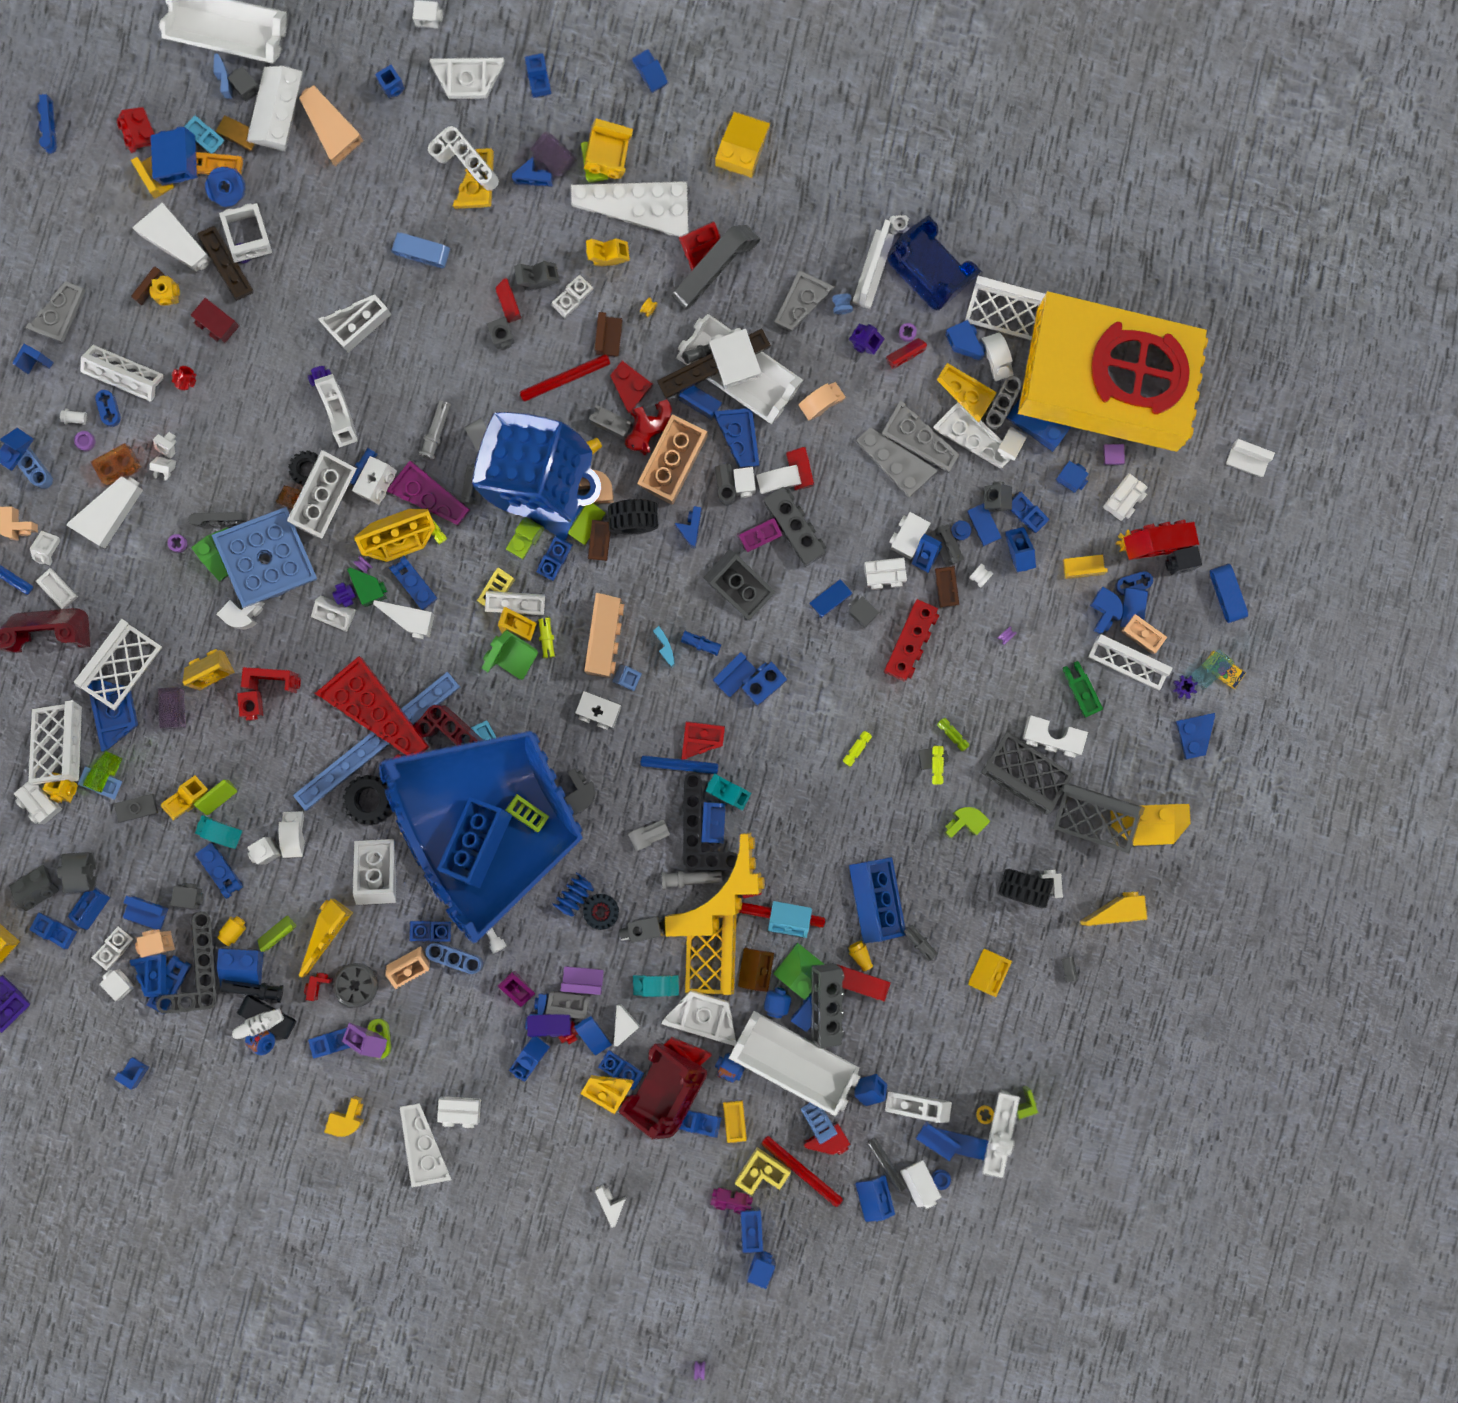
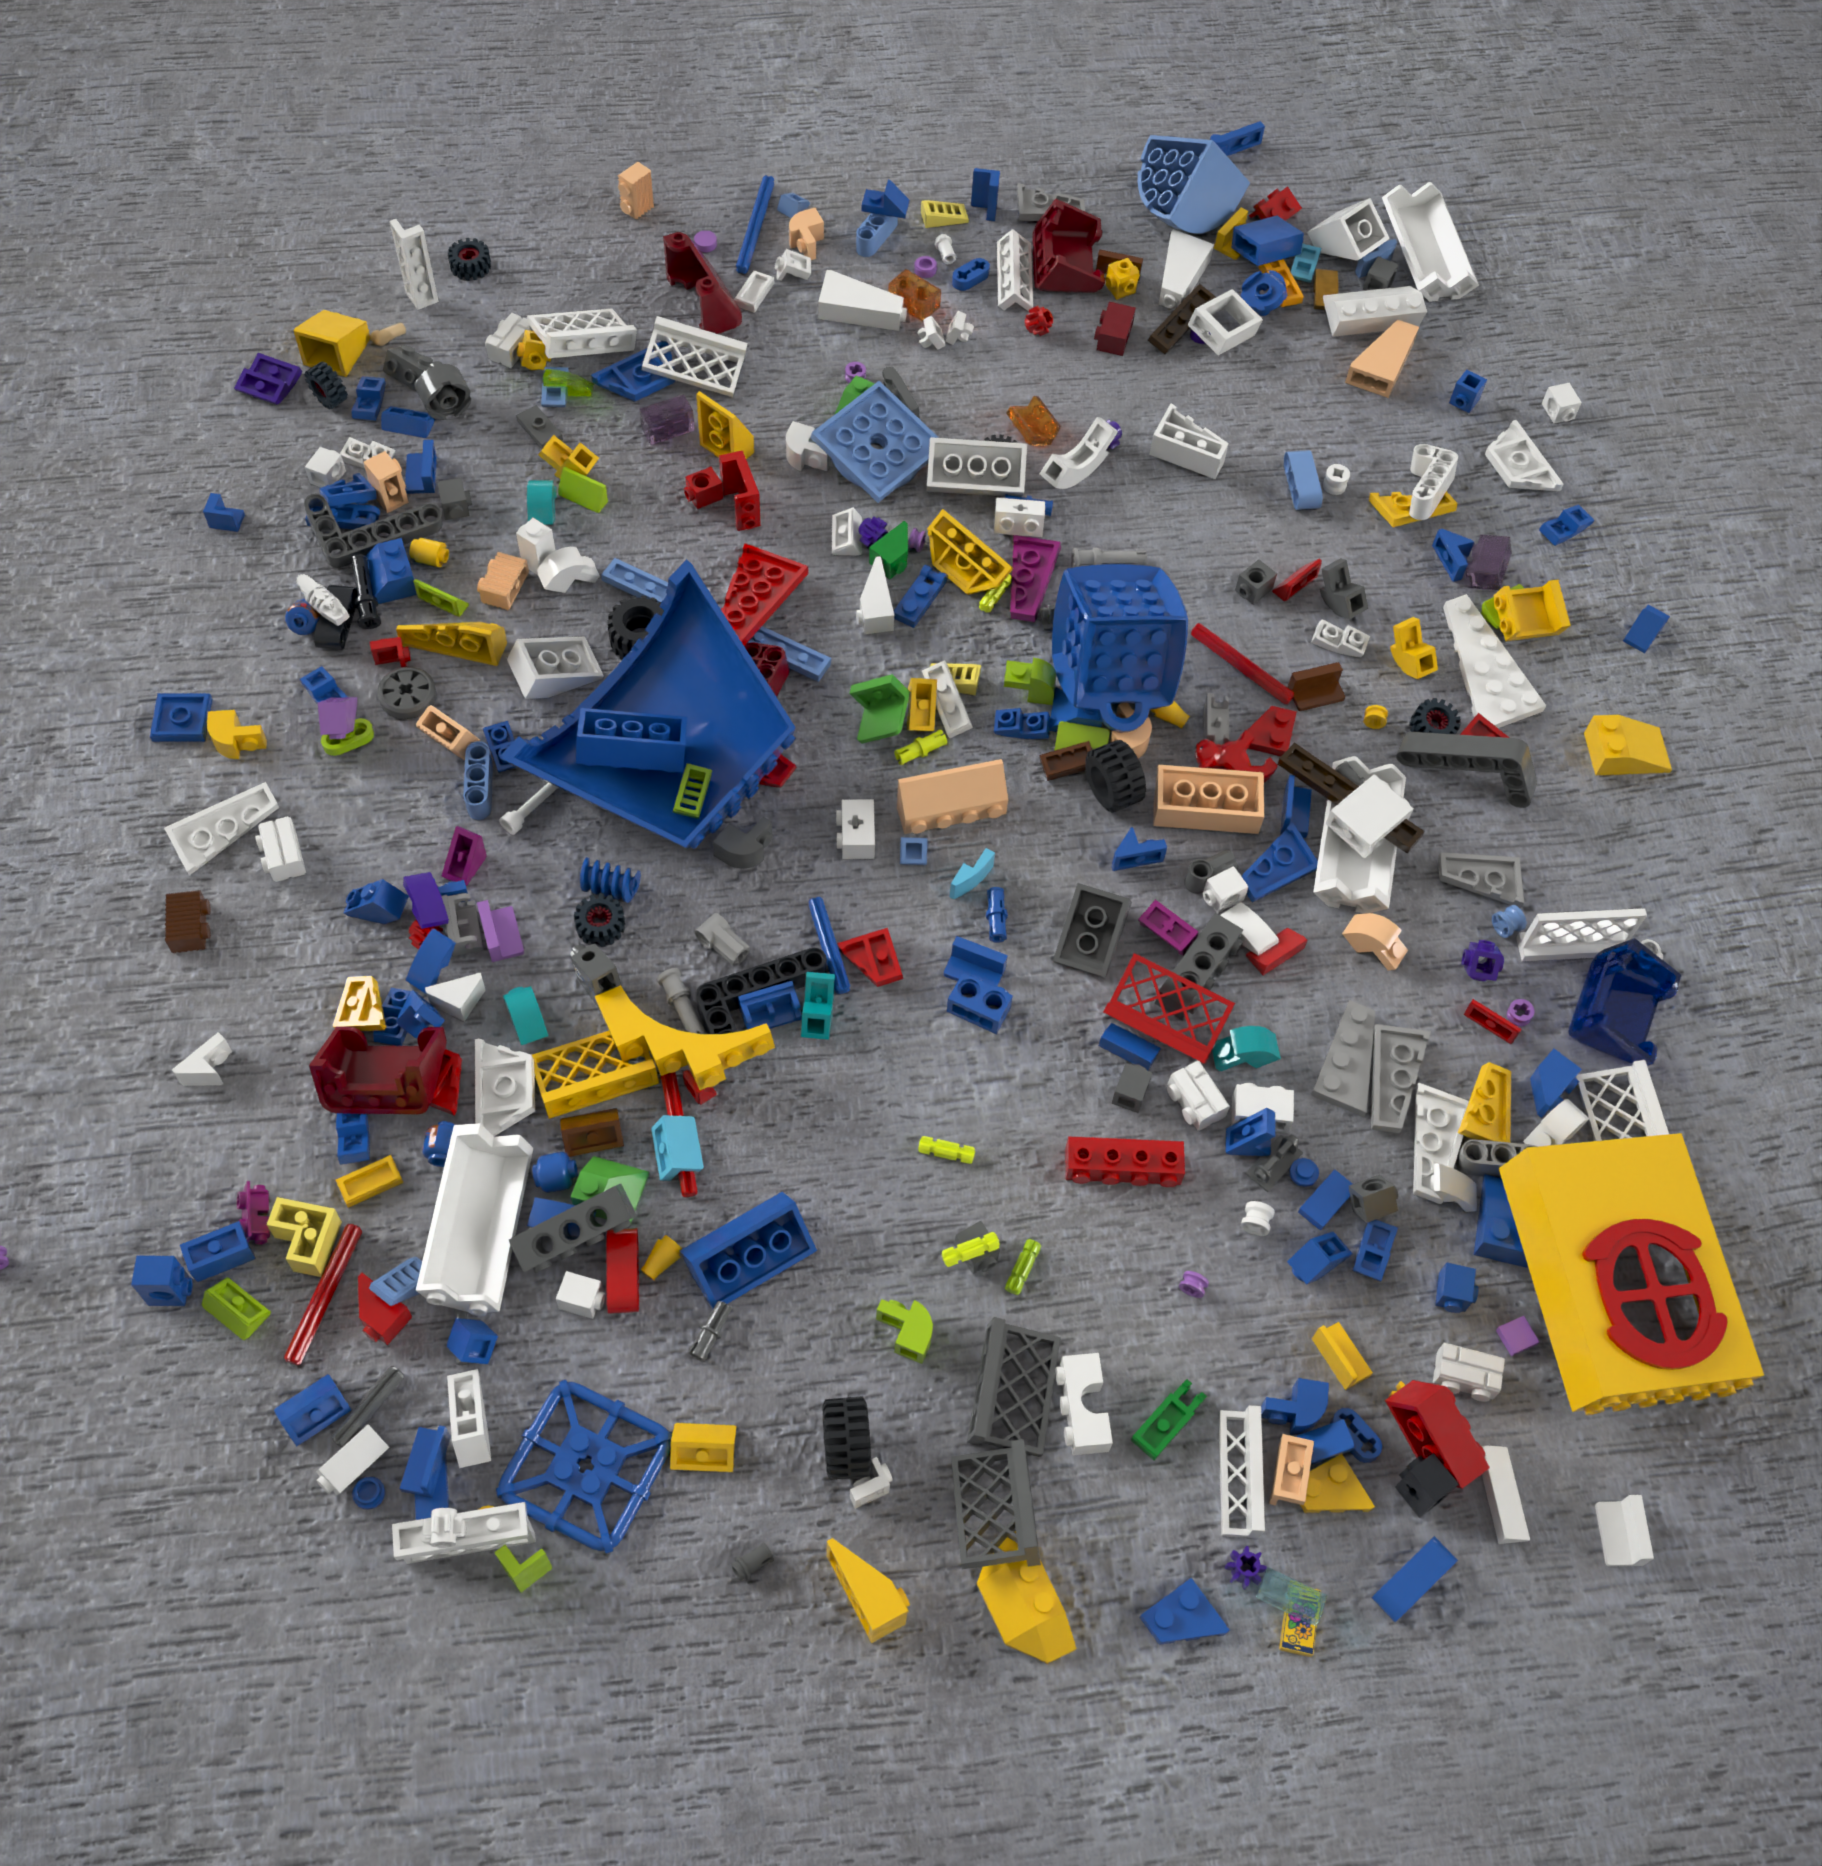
camera: 60 degrees right, 25 degrees down
(34, 961) = (326, 385): none -> black bush
(37, 409) = (936, 213): none -> light yellow slope
(94, 196) = (1189, 183): none -> medium blue brick
(117, 323) = (1064, 250): none -> dark red windscreen
(194, 87) = (1350, 232): none -> white slope
(219, 870) = (497, 522): blue plate -> none
(280, 884) = (503, 580): none -> light nougat brick
(285, 428) = (1034, 422): none -> clear orange bracket
(312, 1151) = (180, 717): none -> blue tile
(430, 229) = (1336, 479): none -> white wheel
(493, 1189) = (186, 921): none -> reddish brown brick
(631, 1054) = (418, 1014): none -> blue slope
(677, 261) = (1435, 711): none -> black bush
(789, 1228) = (234, 1308): none -> lime slope
(829, 578) = (1158, 1030): none -> red fence
(866, 526) = (1246, 1044): none -> teal brick
(867, 1014) = (580, 1295): none -> white brick
(946, 586) = (1219, 1181): reddish brown plate -> none
(973, 1059) = (592, 1485): none -> blue plate
(1161, 611) = (1335, 1489): none -> yellow wing
(1201, 515) = (1504, 1497): none -> white slope

